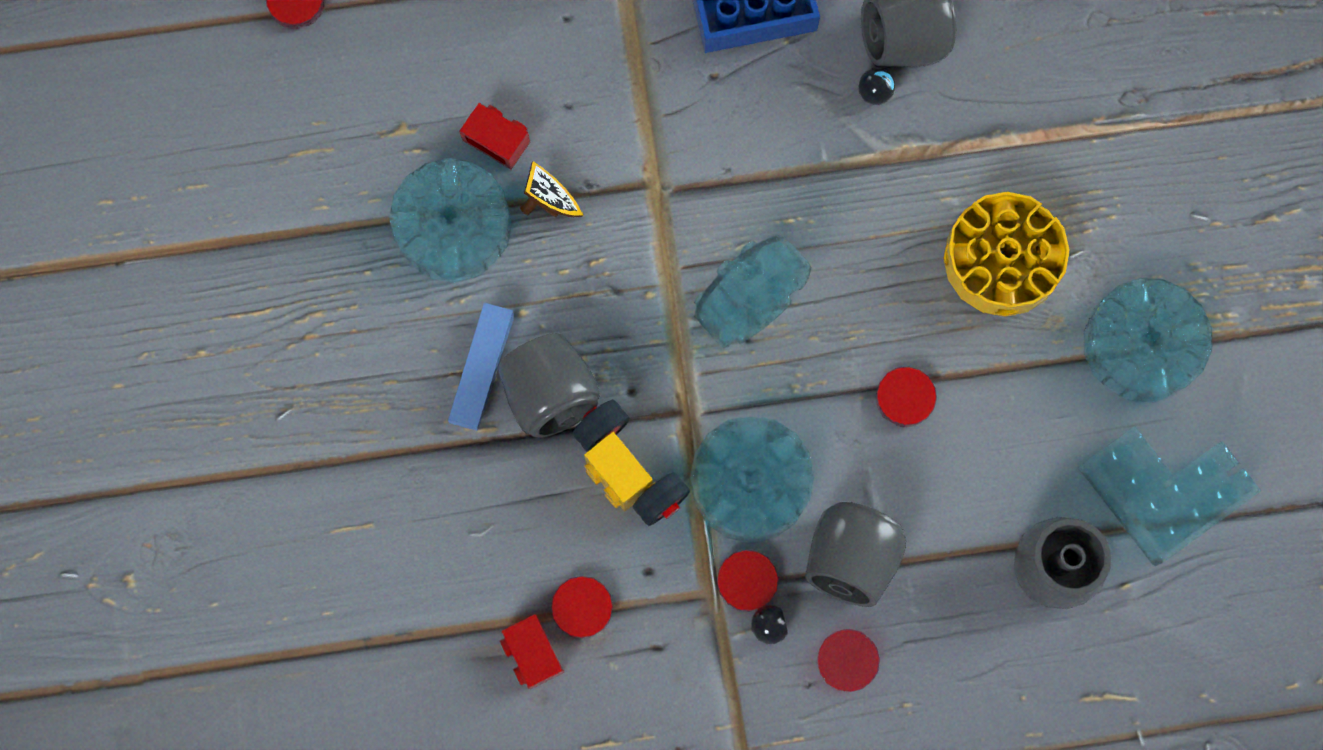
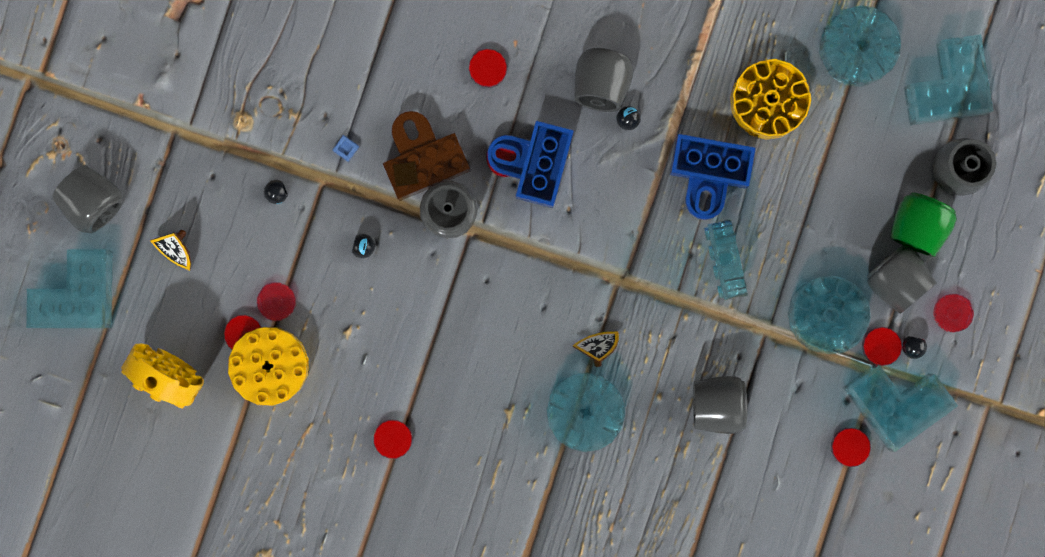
camera: 65 degrees left, 10 degrees up
(481, 366) = (683, 437): medium blue slope -> none
(495, 135) = (545, 359): red brick -> none
(531, 651) = (863, 488): red brick -> none
(620, 472) = (788, 388): brick -> none
(657, 646) = (899, 416): none -> clear light blue brick
(868, 223) = (710, 168): none -> blue brick
(906, 396) = (821, 200): red tile -> none
(949, 542) = (923, 223): none -> green piece

